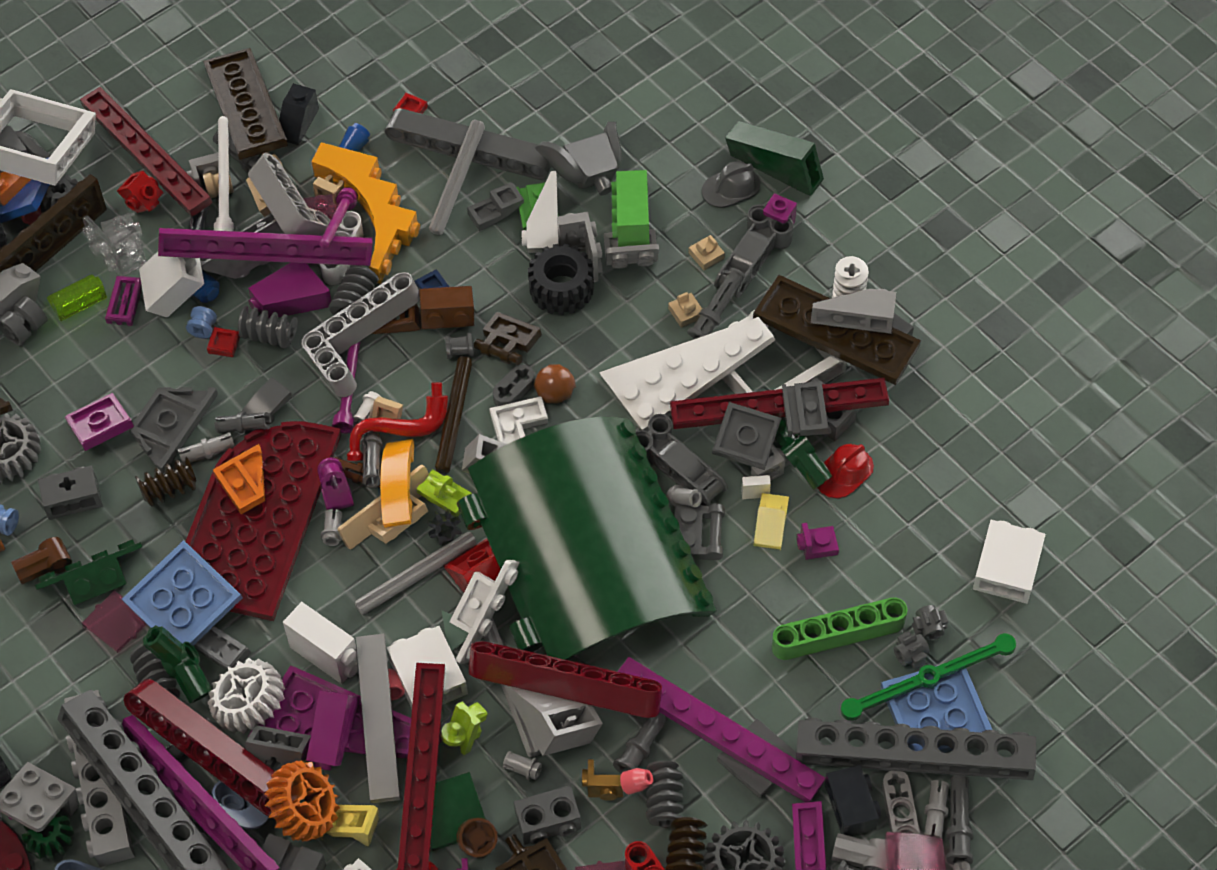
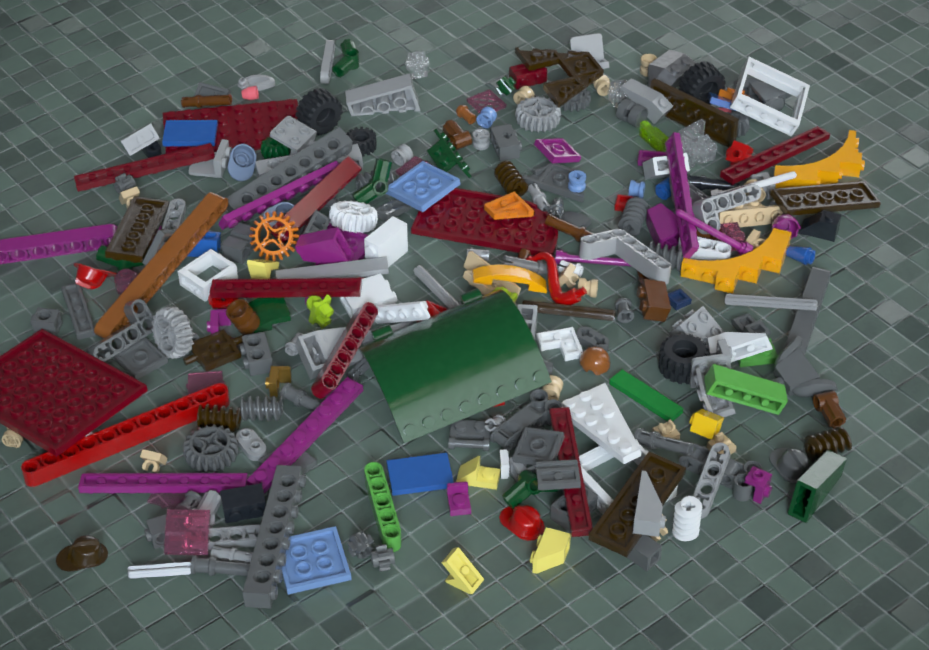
camera: 90 degrees right, 15 degrees down
(32, 690) = (364, 138): none -> black tyre
(53, 520) = (481, 139): none -> light grey wheel
(85, 638) = (402, 154): none -> light grey wheel
(165, 78) = (844, 162): none -> light orange arch
(195, 393) = (577, 181): none -> medium blue wheel
(300, 393) = (567, 228): none -> reddish brown pin
(301, 150) = (787, 223): none -> magenta hair
(334, 485) = (503, 246): magenta piece -> none
(412, 103) = (840, 285): red tile -> none
(413, 383) = (590, 286): none -> tan wheel
(497, 264) = (699, 324): none -> light grey bracket
(509, 331) = (630, 334): dark brown plate -> none
(619, 329) = (646, 396): none -> green tile
(635, 138) = (829, 406): none -> reddish brown piece
(635, 780) = (274, 385): coral hose -> none
(679, 260) = (706, 423): none -> yellow brick
(706, 141) = (830, 440): none -> dark brown piece
(726, 809) = (251, 444): none -> light grey plate
(770, 589) = (419, 473): none -> blue tile
(779, 263) = (713, 481): none -> light grey beam
(852, 708) = (358, 598): green piece -> none
(899, 435) = (551, 550): none -> light yellow slope
(944, 534) = (462, 572): none -> light yellow slope
(1009, 561) = (434, 611): white brick -> none

